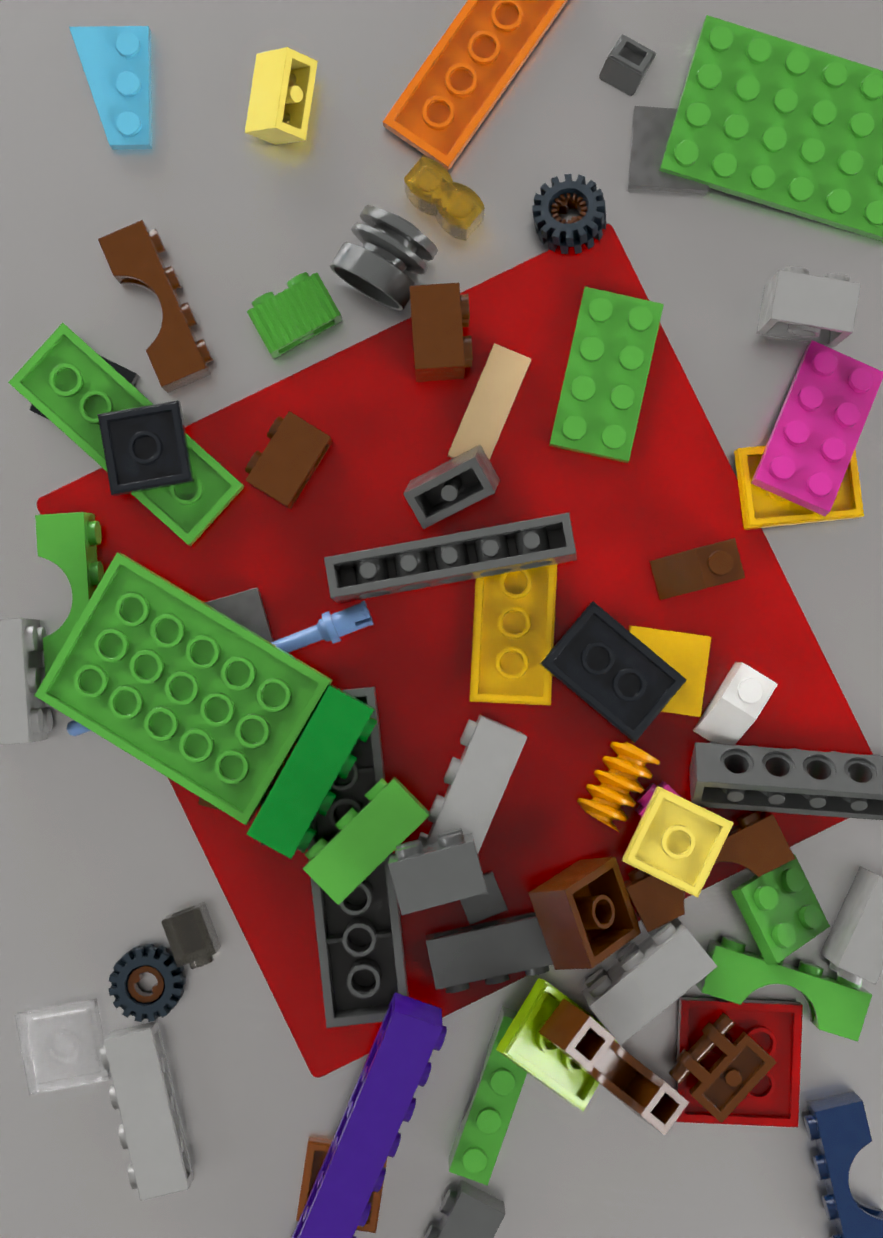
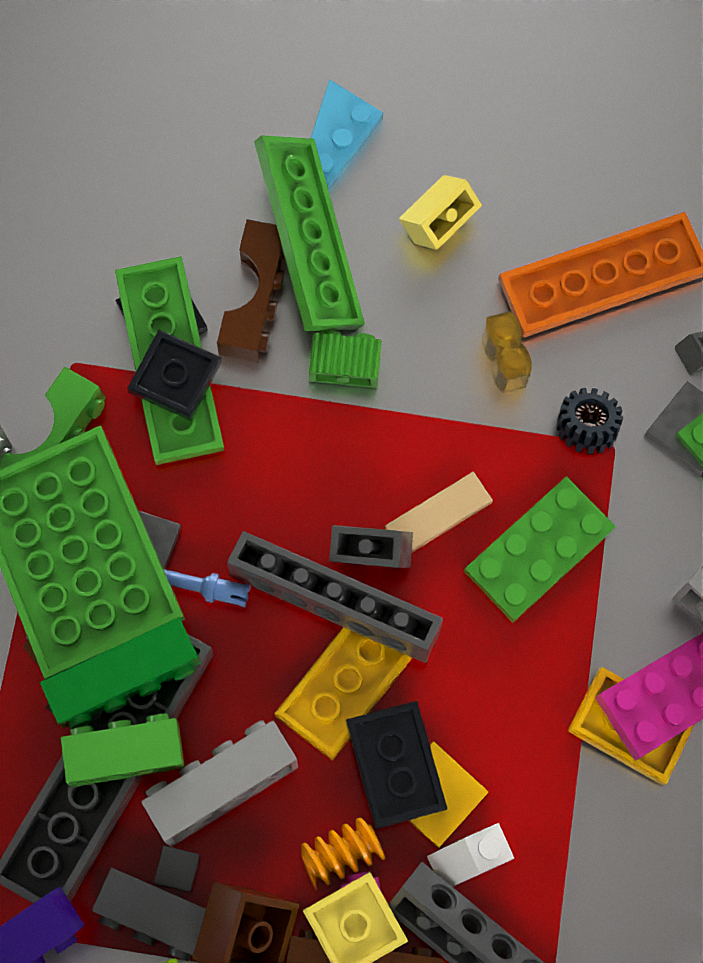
camera: 30 degrees right, 15 degrees down
(168, 209) = (309, 233): none -> bright green plate
(288, 459) = (268, 451): reddish brown brick -> none
(387, 251) = (441, 358): dark grey wheel -> none
(436, 871) = (155, 804): dark grey brick -> none
(437, 331) = (436, 433): reddish brown brick -> none
(697, 569) = (512, 733): reddish brown slope -> none

